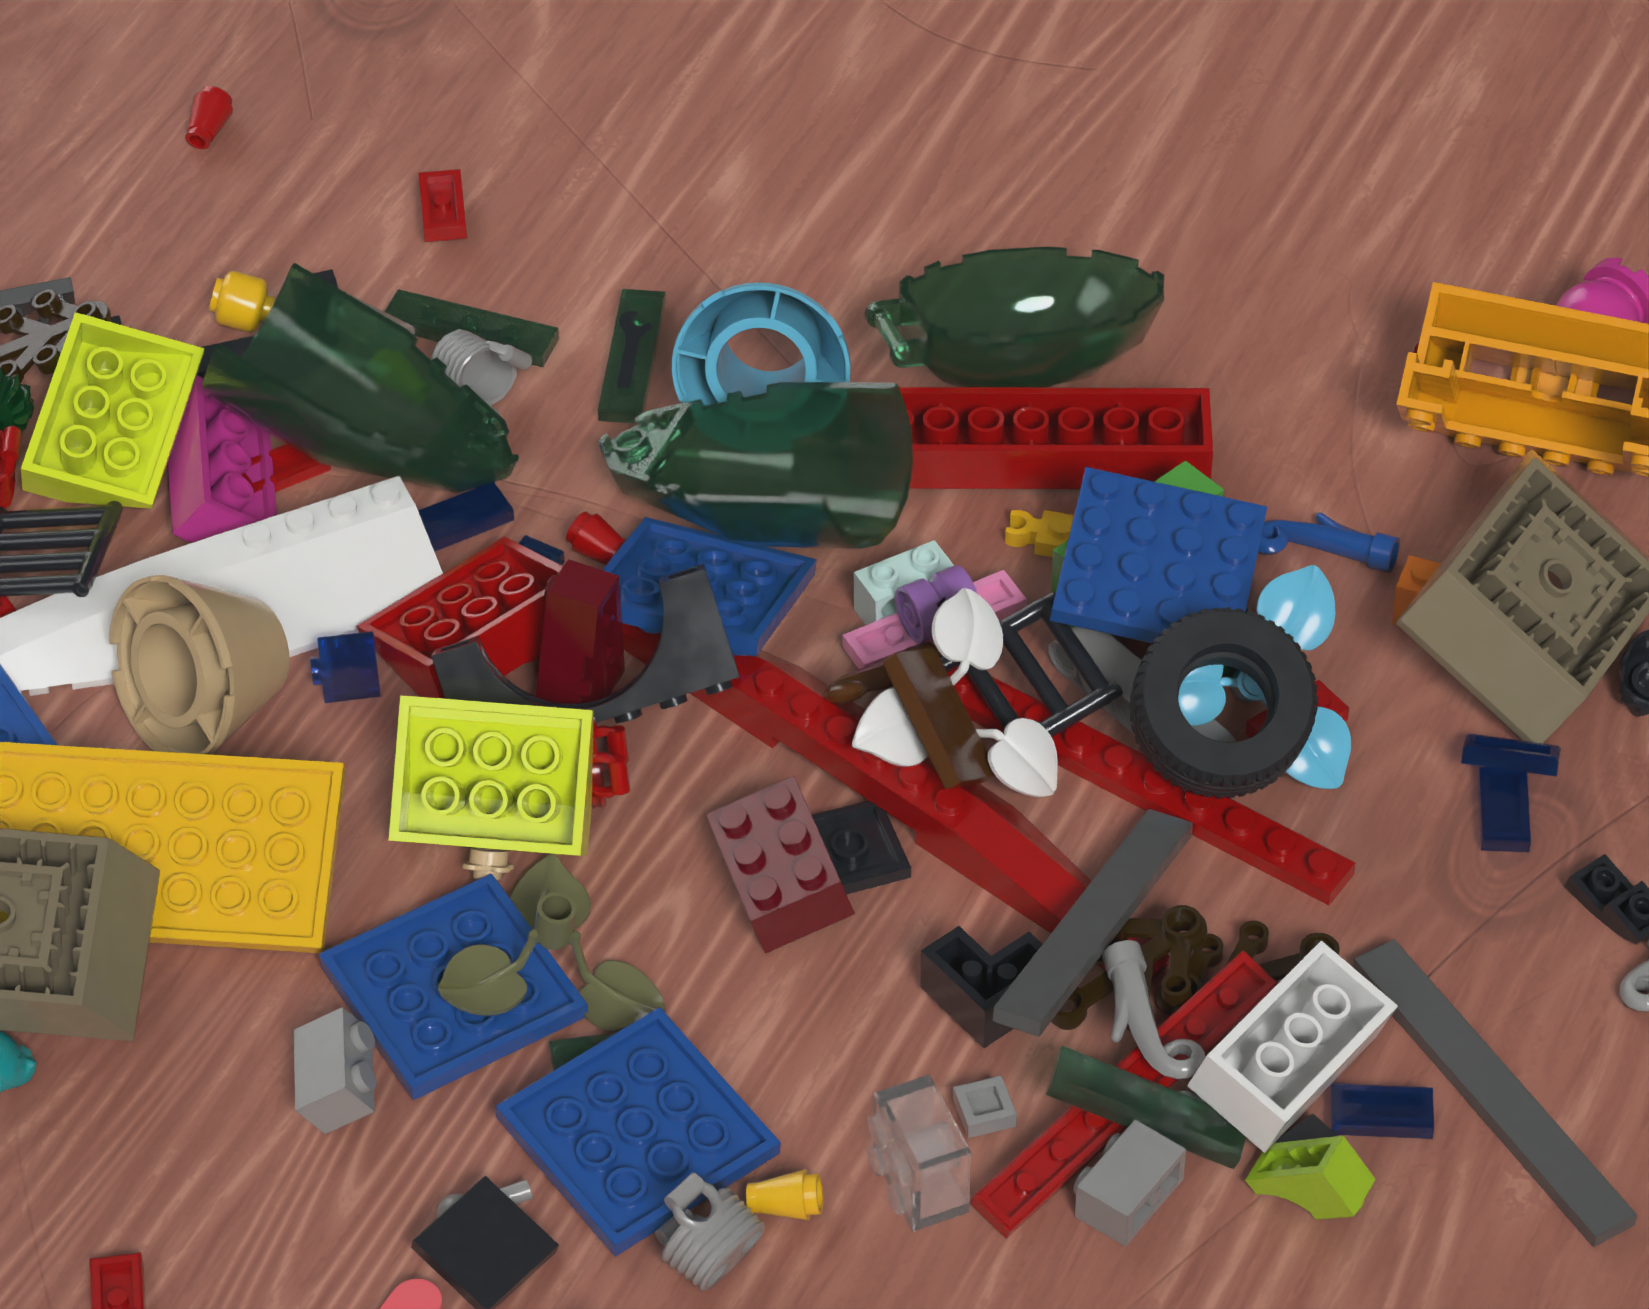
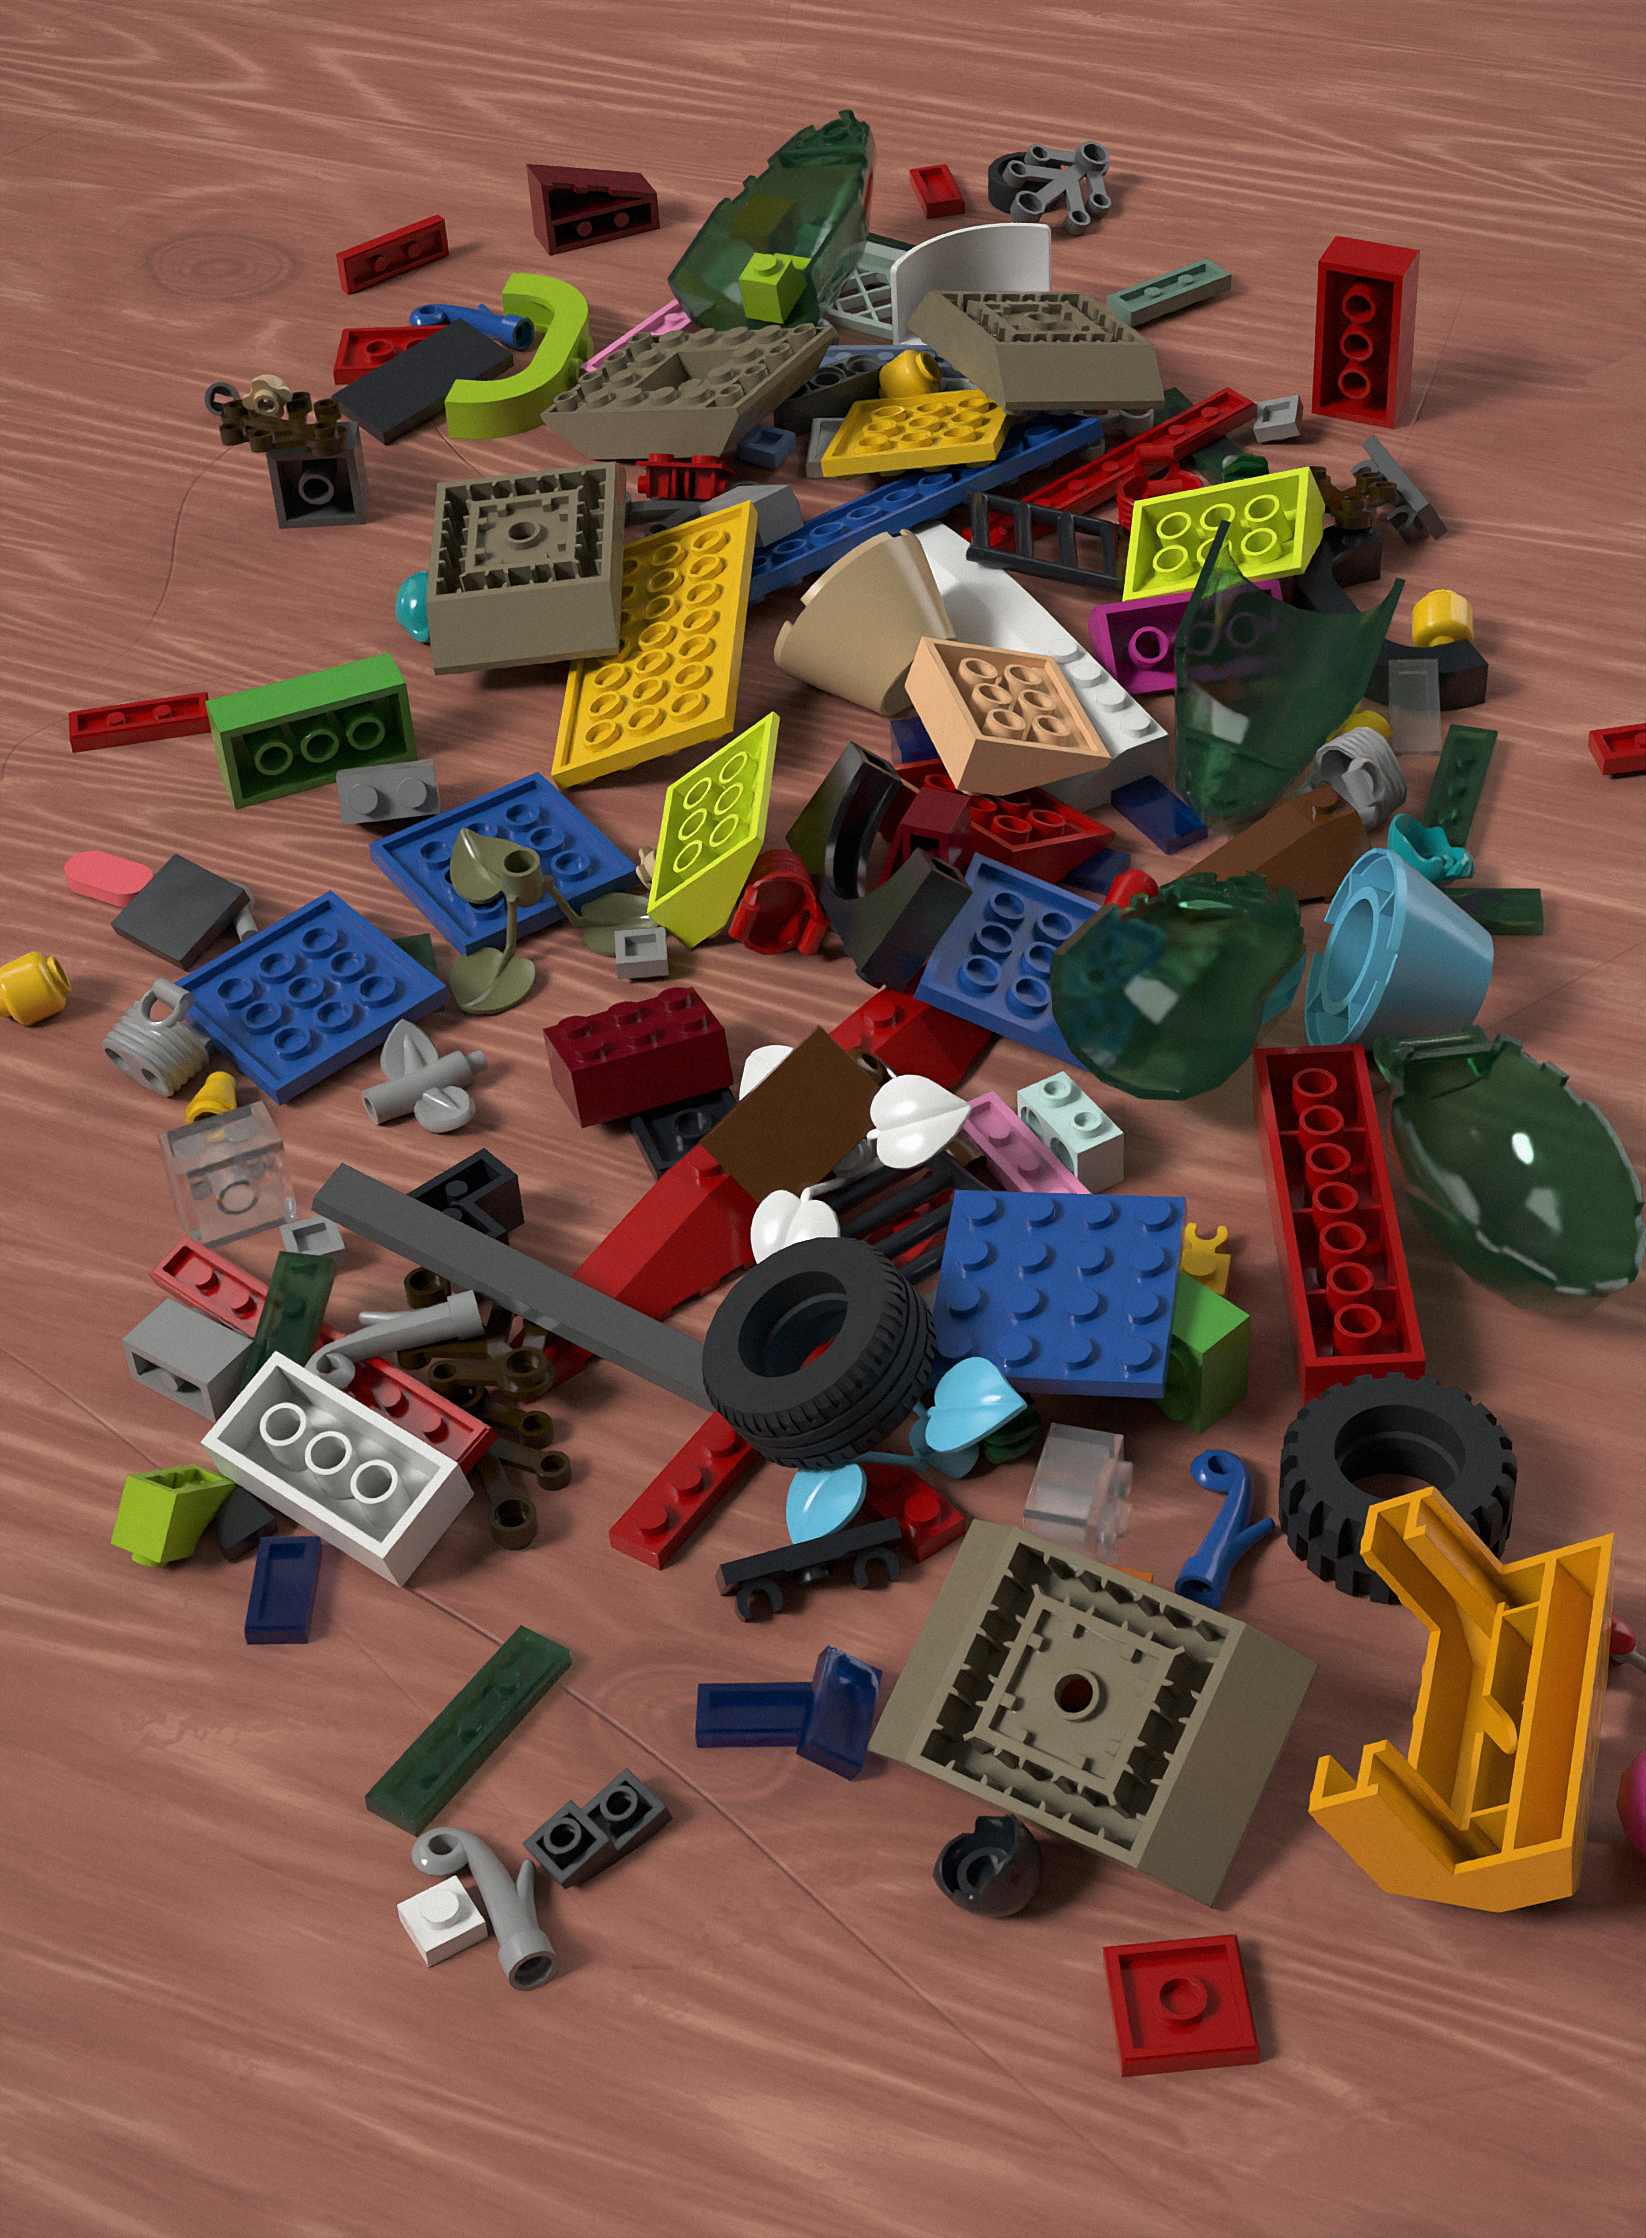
camera: 90 degrees right, 5 degrees down
(225, 1132) = (309, 728): none -> bright green brick
(372, 576) = (1001, 717): none -> light nougat slope
(558, 438) = (1298, 846): none -> reddish brown wedge
(581, 347) = (1429, 851): none -> teal hair
(608, 877) = (641, 953): none -> light grey plate
(774, 1036) = (423, 1081): none -> light grey plant
(921, 599) = (1016, 1139): medium lavender wheel -> none
(1308, 469) = (1388, 1429): none -> black tyre
(1362, 595) = (1081, 1492): none -> clear brick
(1371, 775) = (810, 1563): none -> black plate
(1497, 1095) = (297, 1696): dark grey tile -> none
(1523, 983) = (468, 1731): none -> clear green tile

